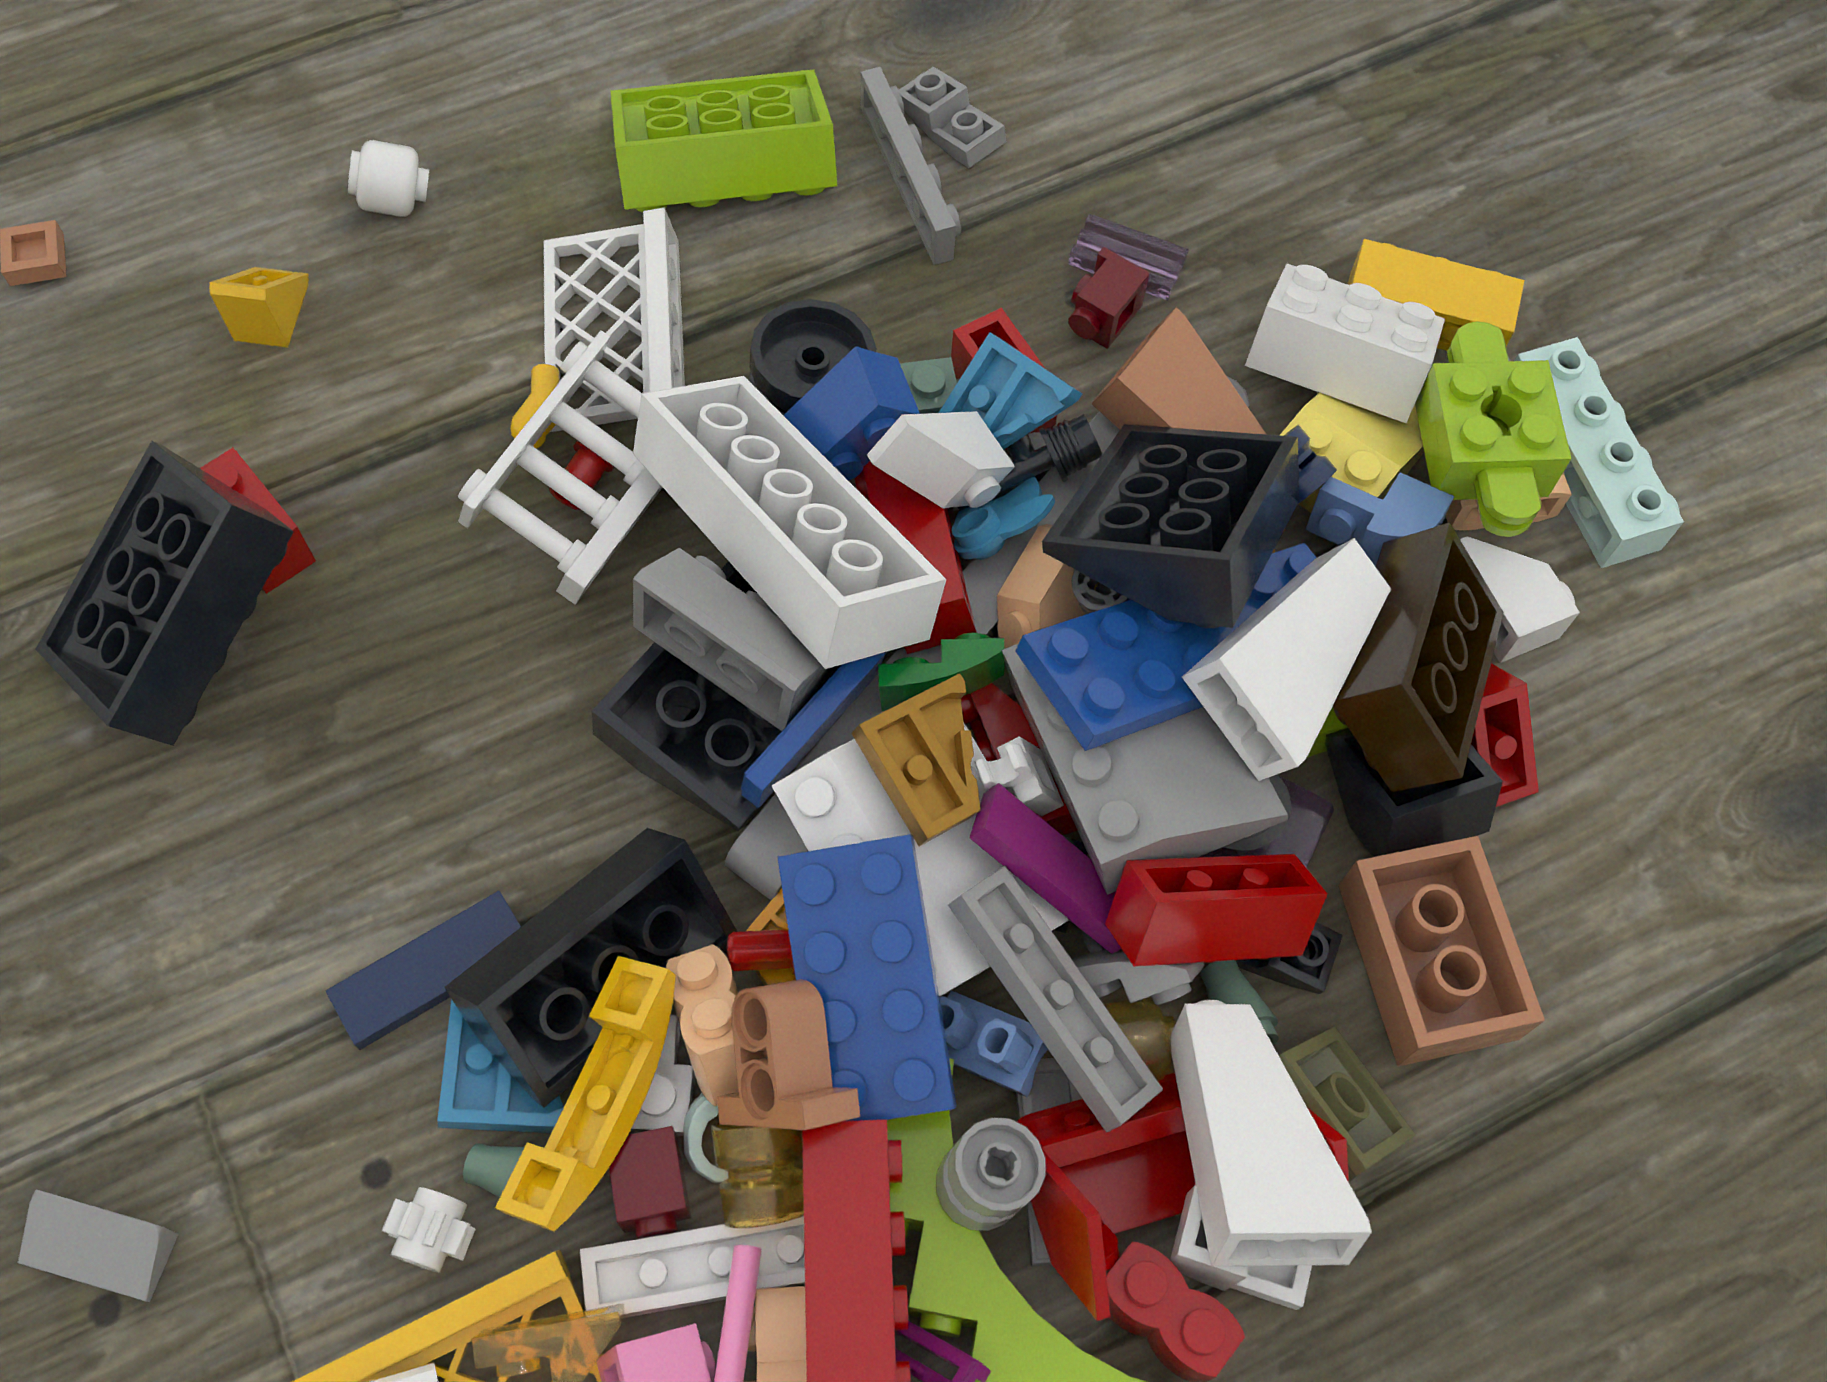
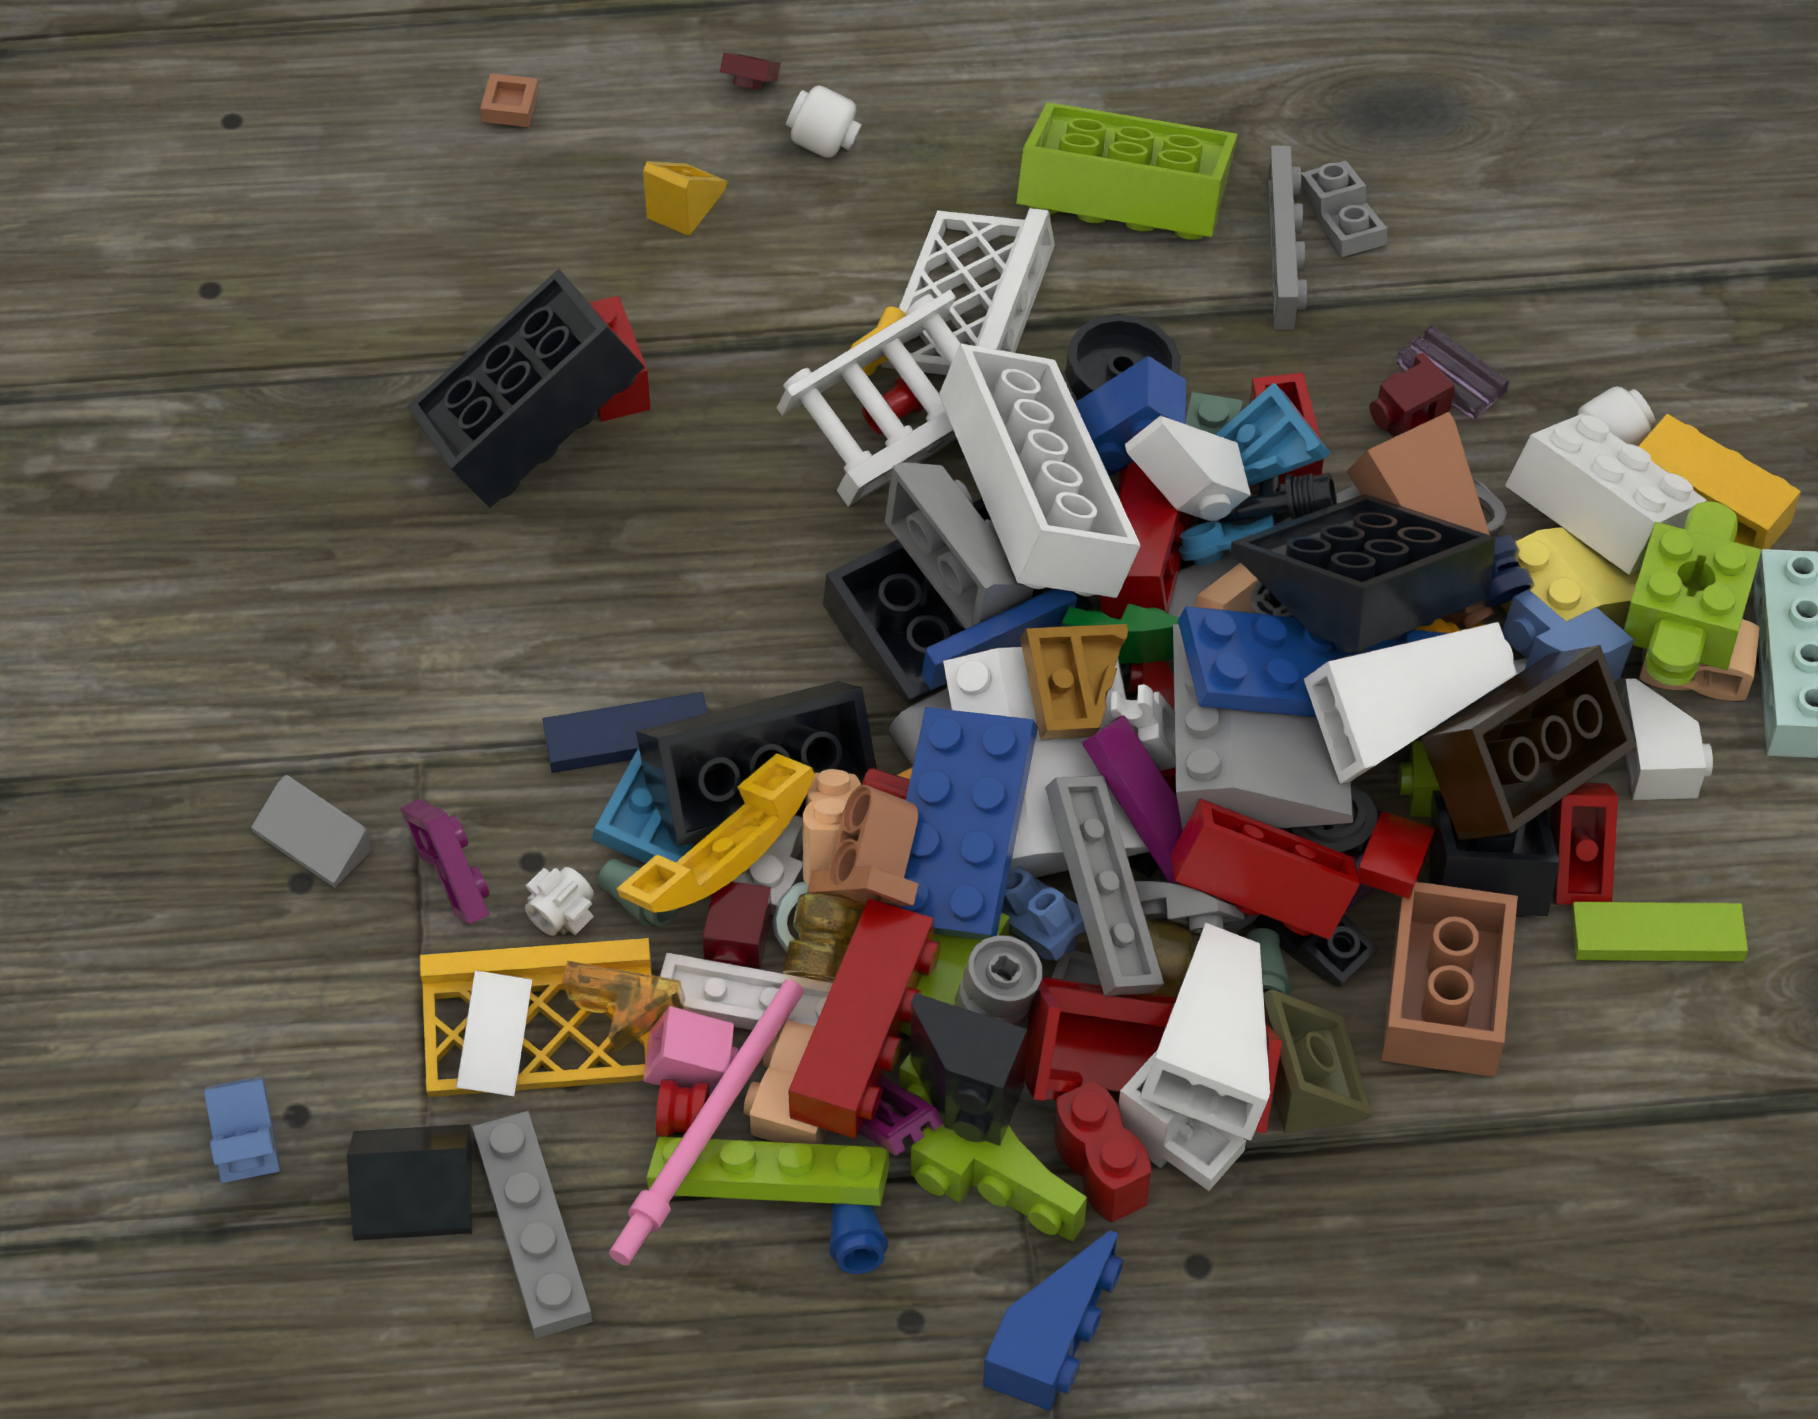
camera: 25 degrees right, 10 degrees down
(262, 1221) = (440, 843): none -> magenta plate
(287, 144) = (749, 70): none -> dark red plate
(1007, 1310) = (968, 1067): none -> black slope
(1314, 246) = (1623, 412): none -> white head
(1333, 830) = (1395, 854): none -> red slope
(1598, 806) = (1658, 931): none -> lime tile

